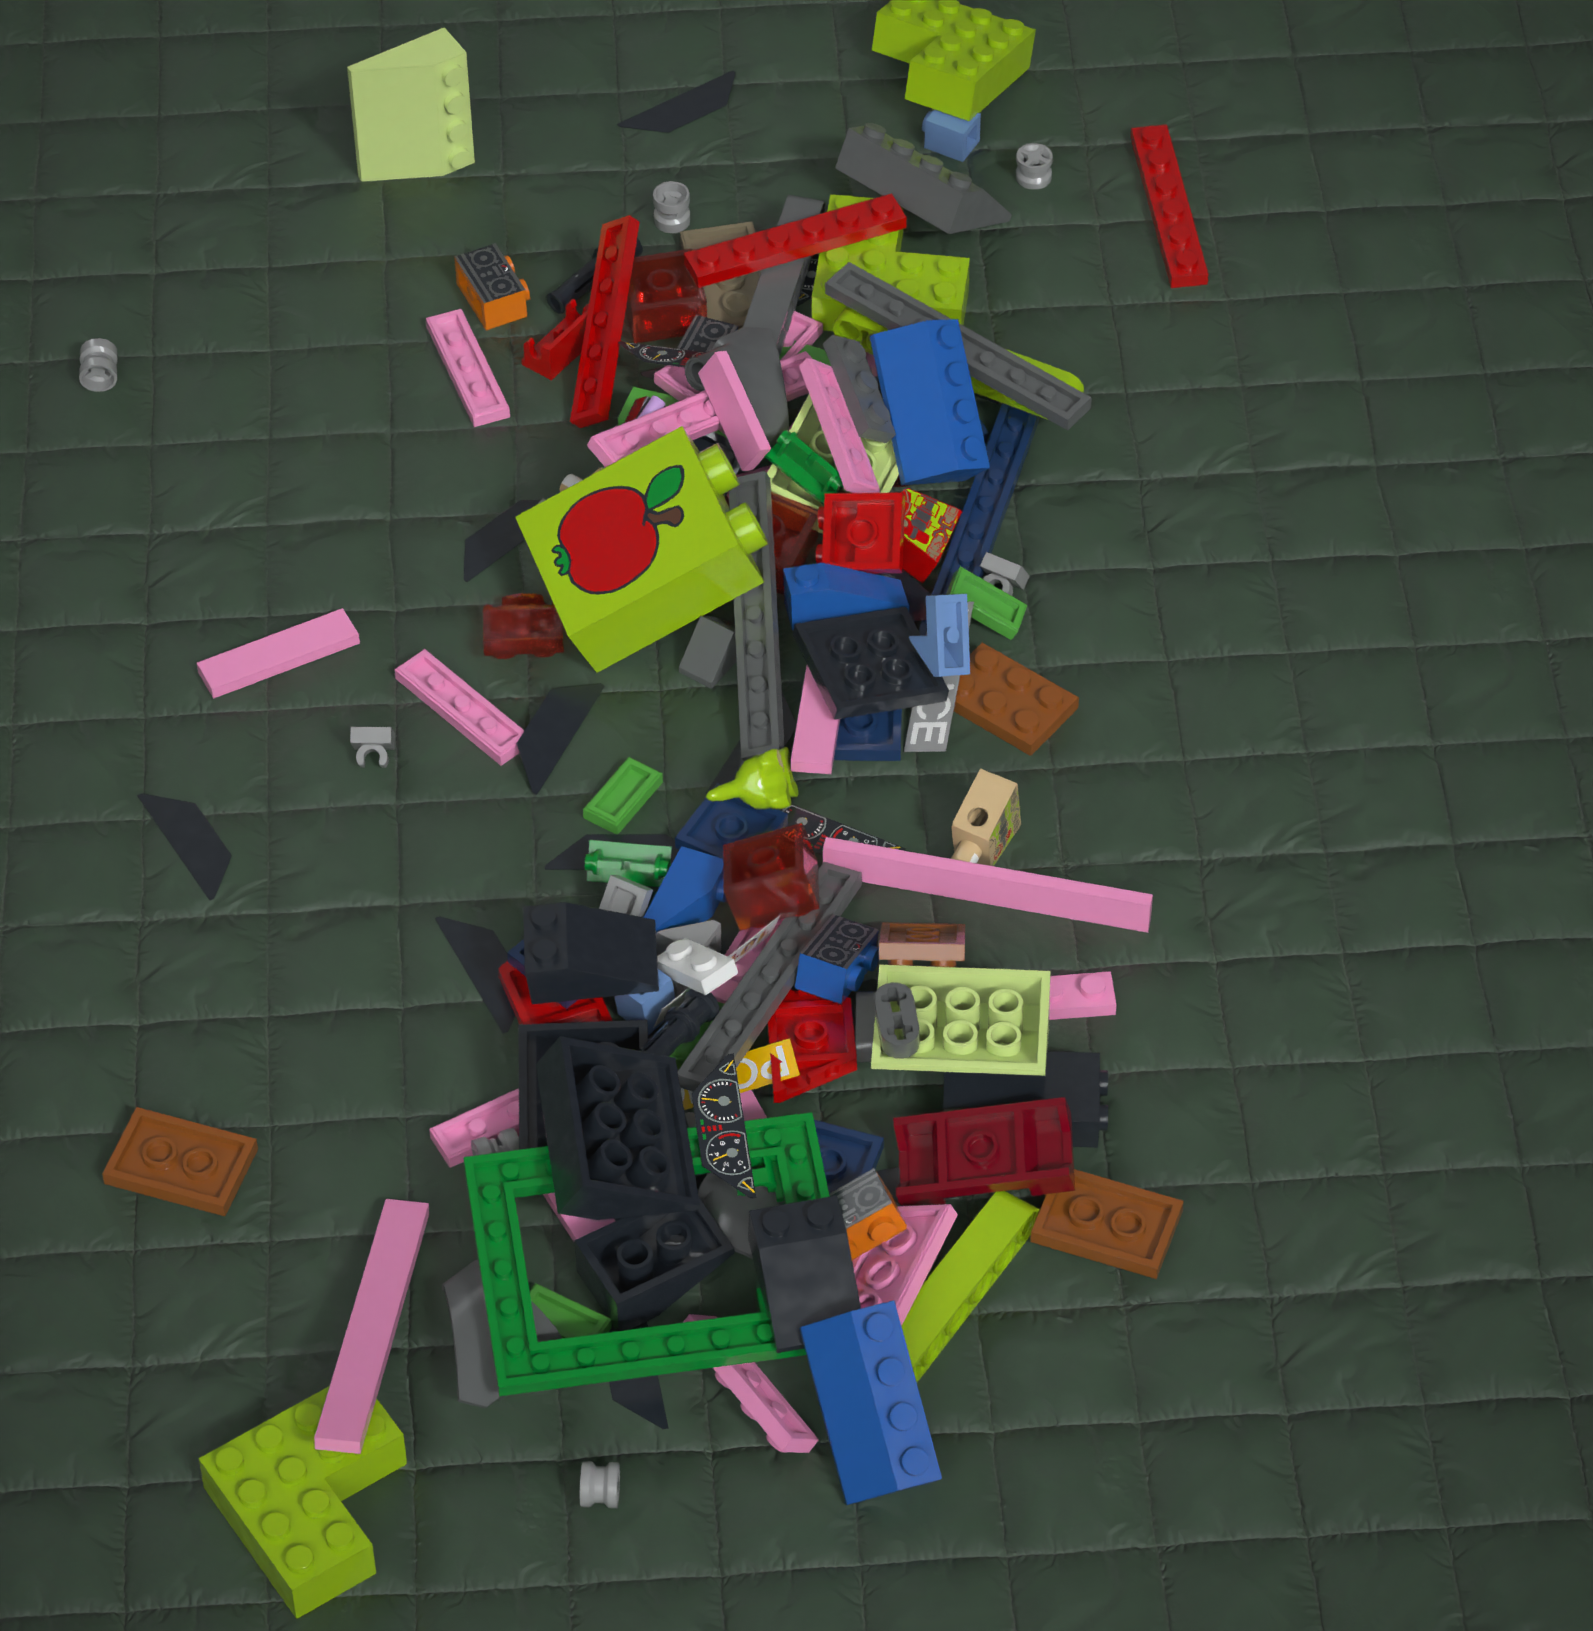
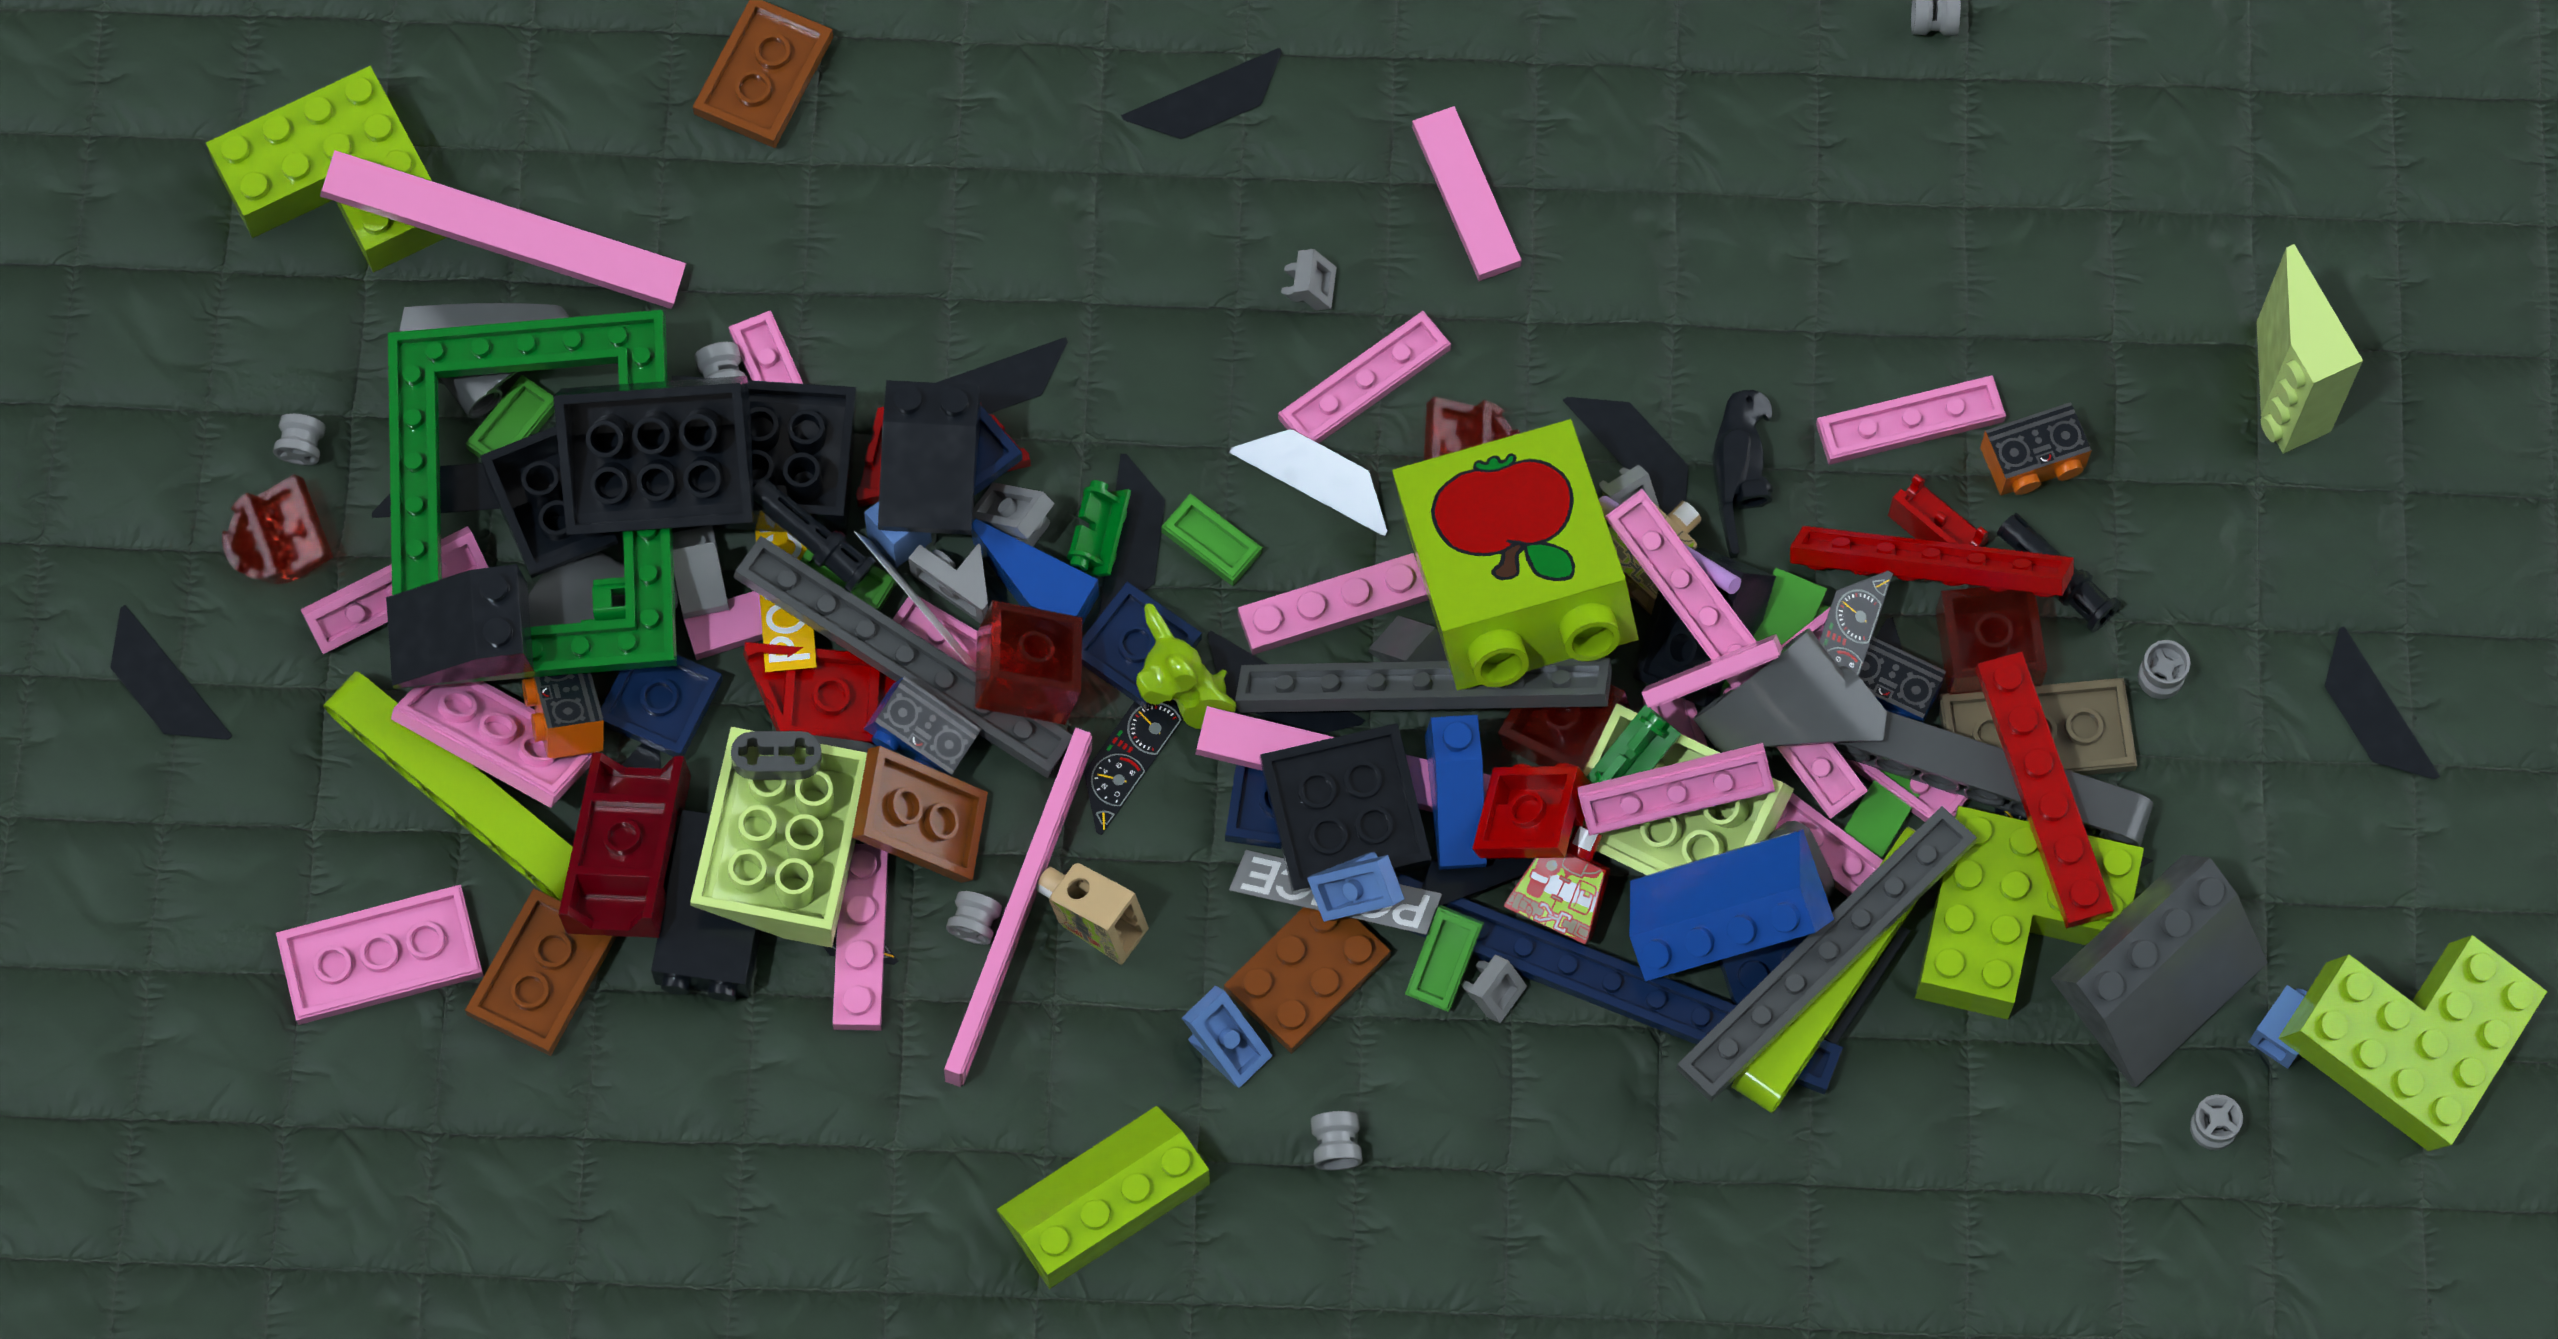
camera: 95 degrees right, 20 degrees up
(521, 459) = (1740, 460): none -> black animal
(674, 710) = (1332, 604): none -> bright pink plate
(696, 965) = (900, 566): white plate -> none
(701, 1491) = (276, 534): none -> clear red slope
(722, 1127) = (665, 566): black sticker -> none
(859, 389) = (1741, 820): dark grey plate -> none
(863, 1581) = (159, 683): none -> black sticker
(870, 1403) = (319, 693): blue slope -> none
(1002, 914) = (974, 917): none -> light grey wheel
(1077, 741) = (1225, 1037): none -> medium blue slope
(1110, 1356) = (379, 954): none -> bright pink tile
(1154, 660) = (1335, 1137): none -> light grey wheel
(1169, 206) = (2139, 1286): red plate -> none
(1232, 803) = (1105, 1195): none -> lime slope

